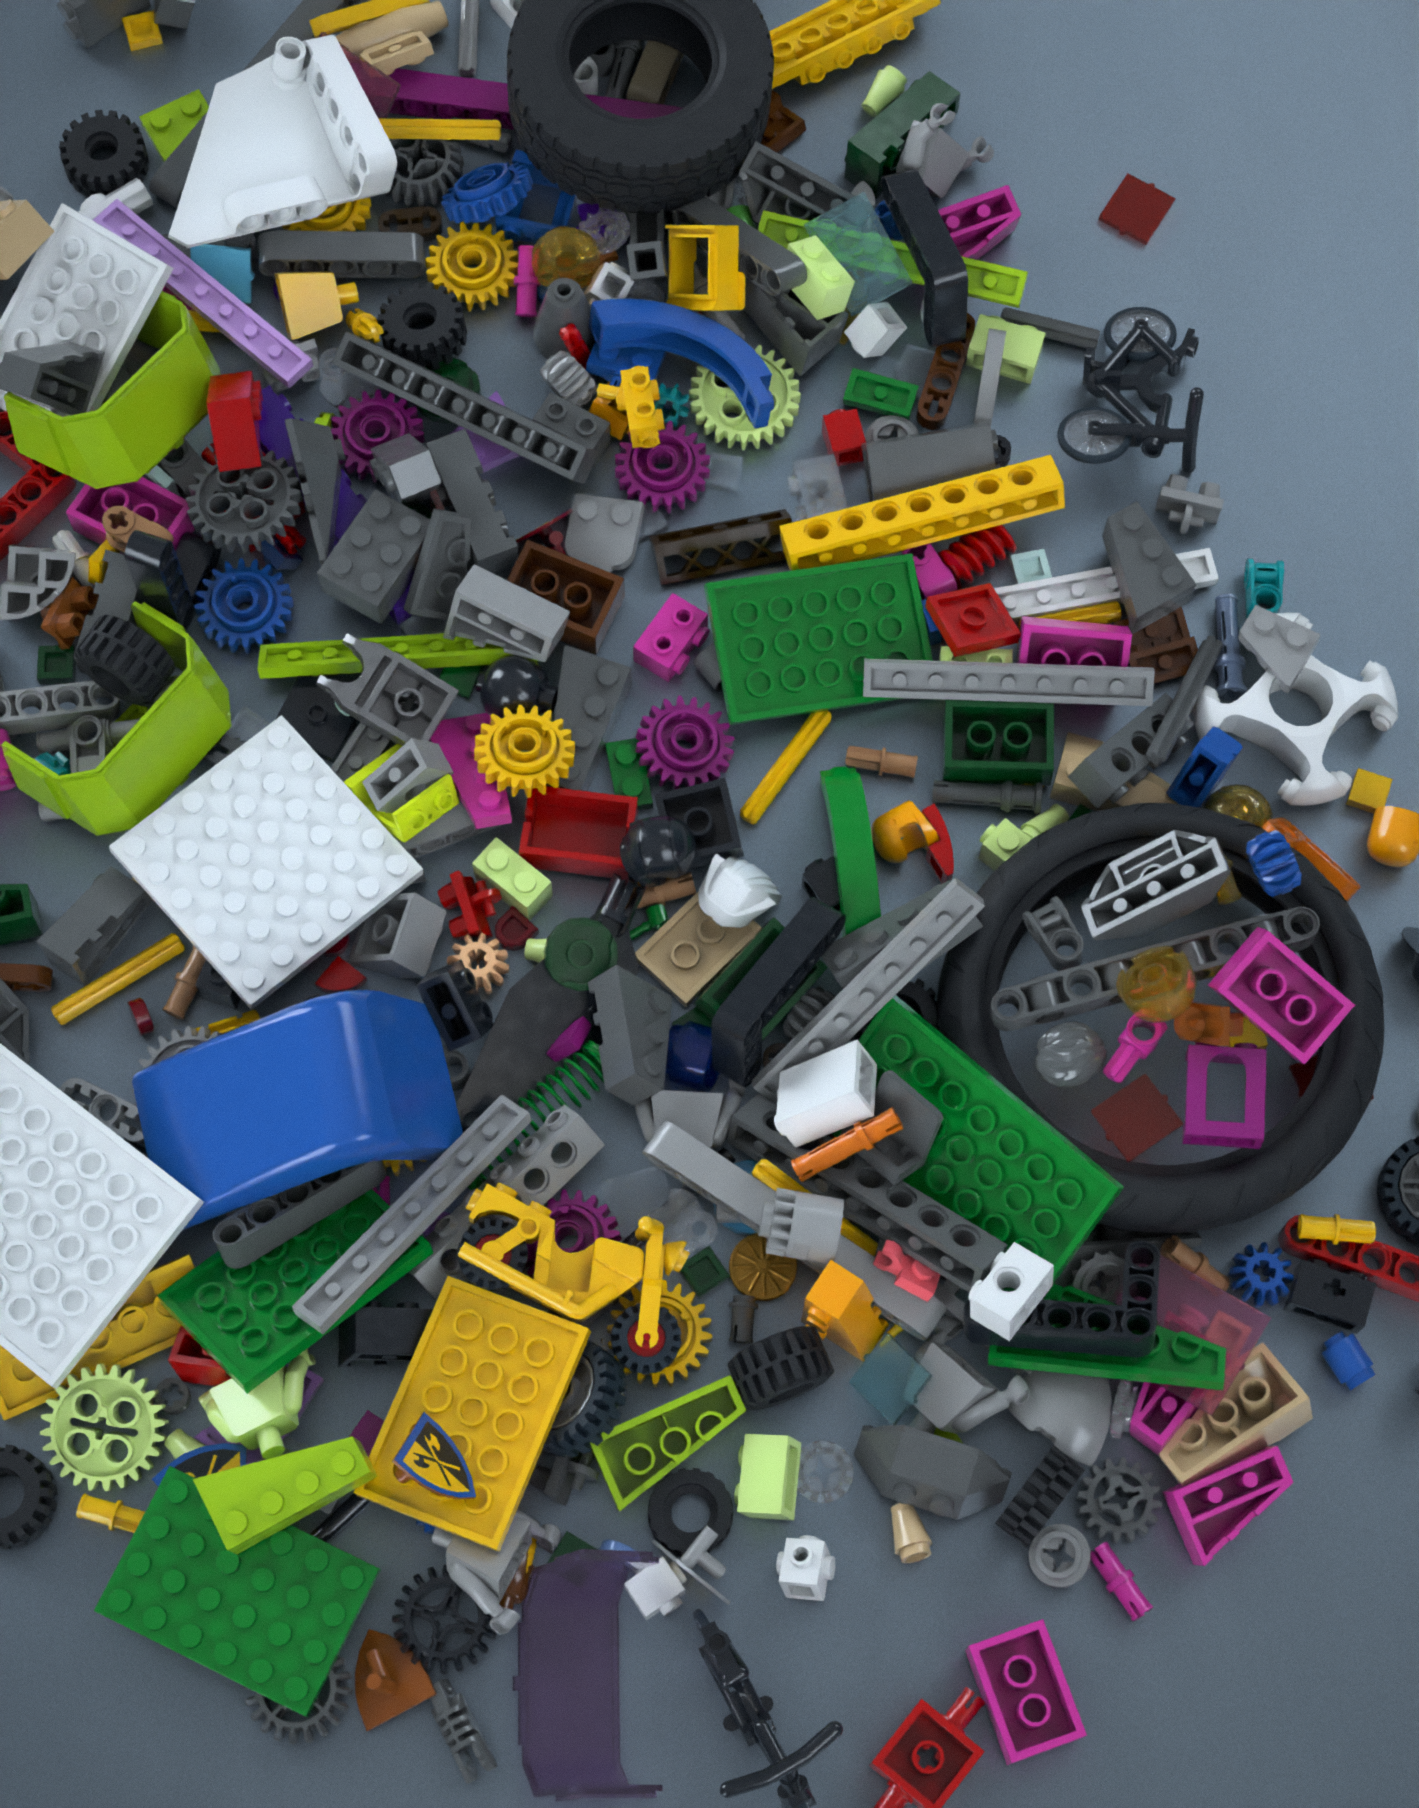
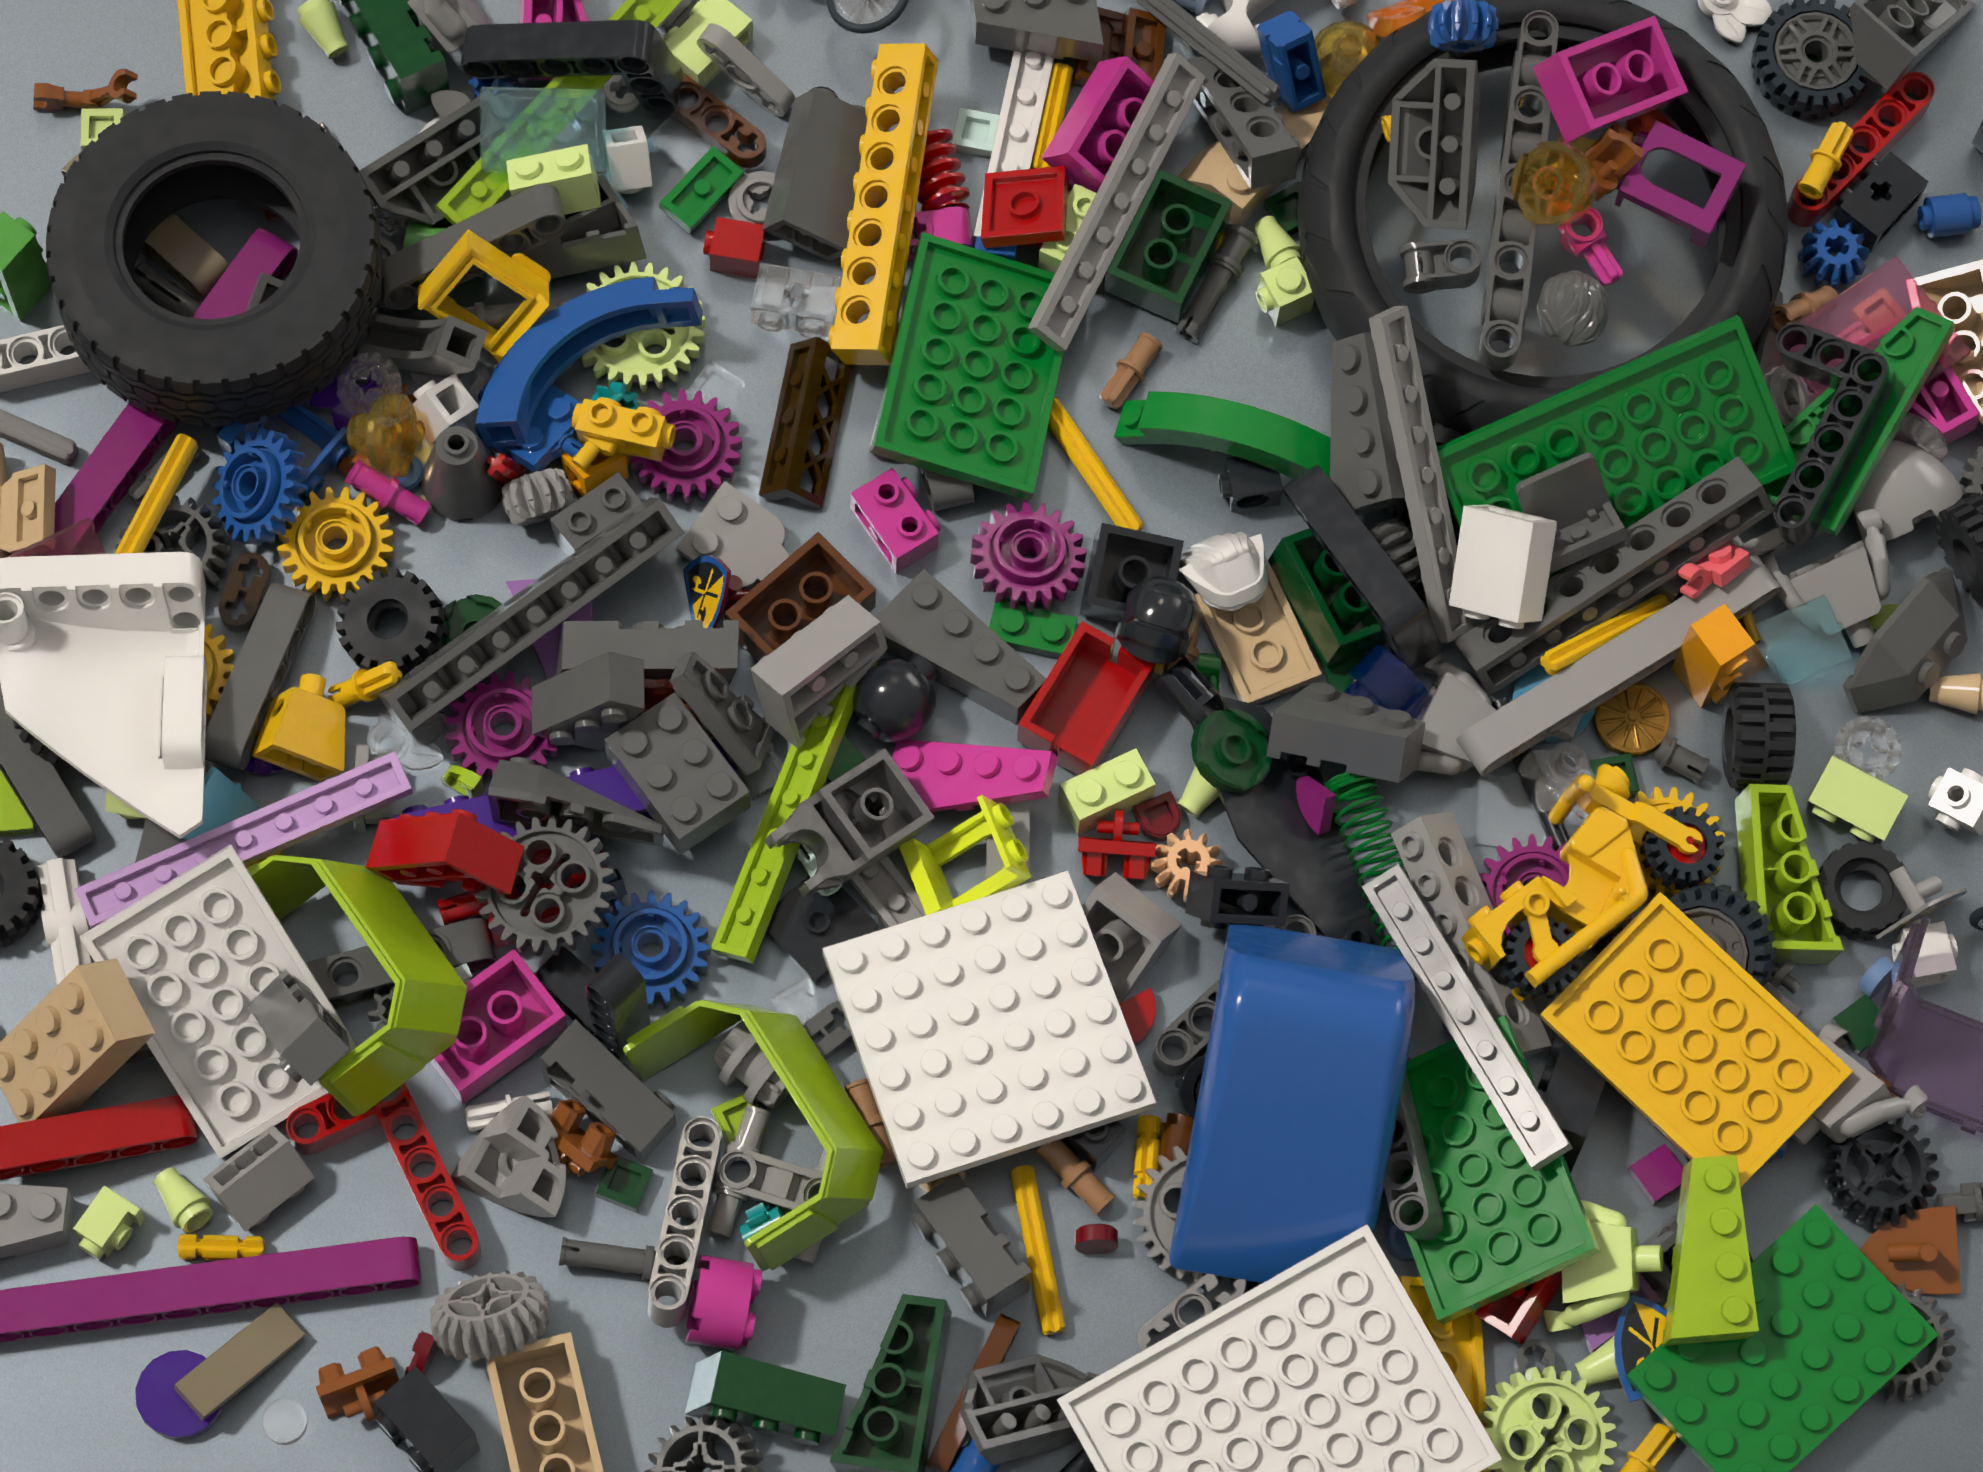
camera: 70 degrees left, 0 degrees up
(97, 566) = (535, 1075): yellow tile -> none
(121, 522) = (543, 1017): medium nougat piece -> none
(124, 660) = (693, 1083): black tyre -> none
(406, 774) = (958, 842): light grey brick -> none
(433, 1461) = (1744, 1094): shield -> none
(501, 757) = (990, 733): yellow gear -> none
(802, 1225) = (1639, 639): light grey gear -> none
(854, 1140) = (1571, 562): orange pin -> none
(897, 823) = (1219, 381): light orange helmet -> none
(939, 853) = (1265, 355): red slope -> none
(1004, 1310) = (1781, 449): white brick -> none
(1136, 1117) = (1660, 277): clear red piece -> none

